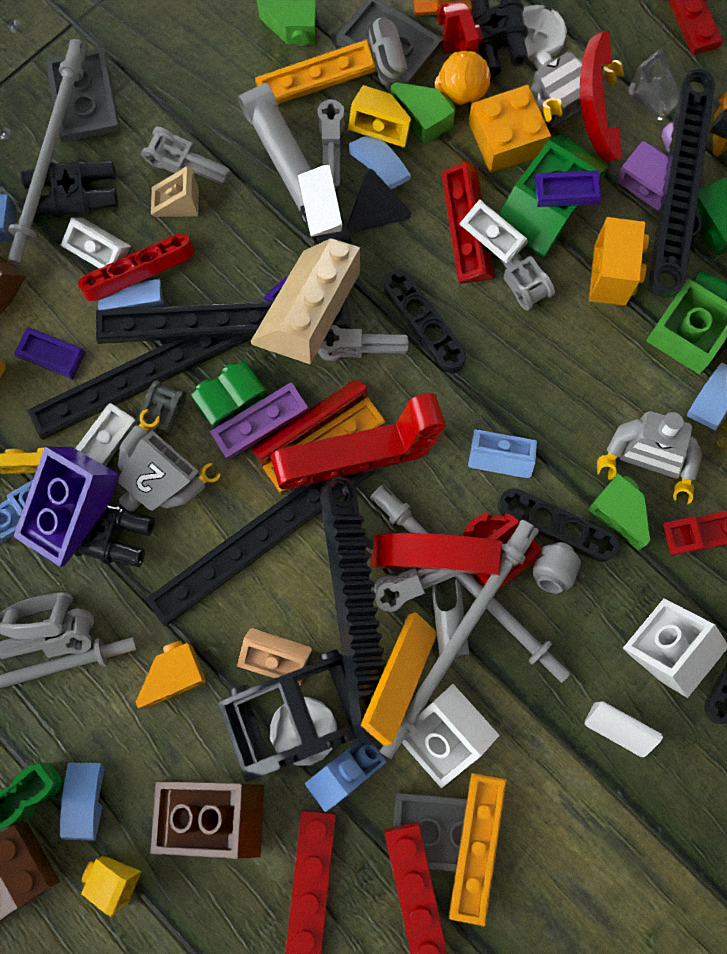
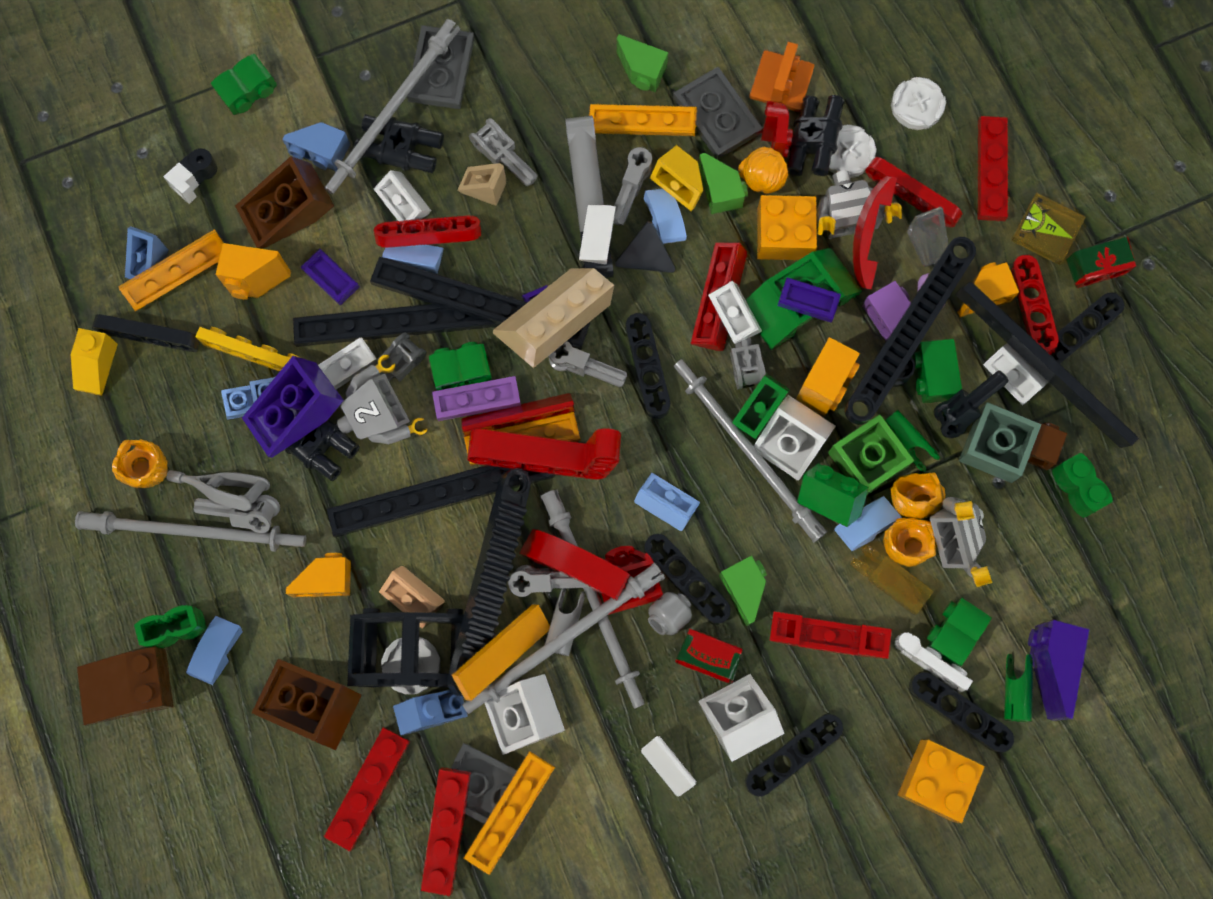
camera: 20 degrees right, 0 degrees up
(109, 884) = (210, 723): yellow slope -> none
(387, 51) = (708, 123): light grey arm -> none
(562, 315) = (760, 406): none -> green brick
(578, 36) = (913, 191): none -> red beam
(578, 374) = (800, 513): none -> light grey bar
(606, 337) = (793, 437): none -> white slope
(616, 595) = (709, 656): none -> red piece
(658, 445) = (797, 545): light grey torso -> none
(674, 378) = (832, 494): none -> green brick

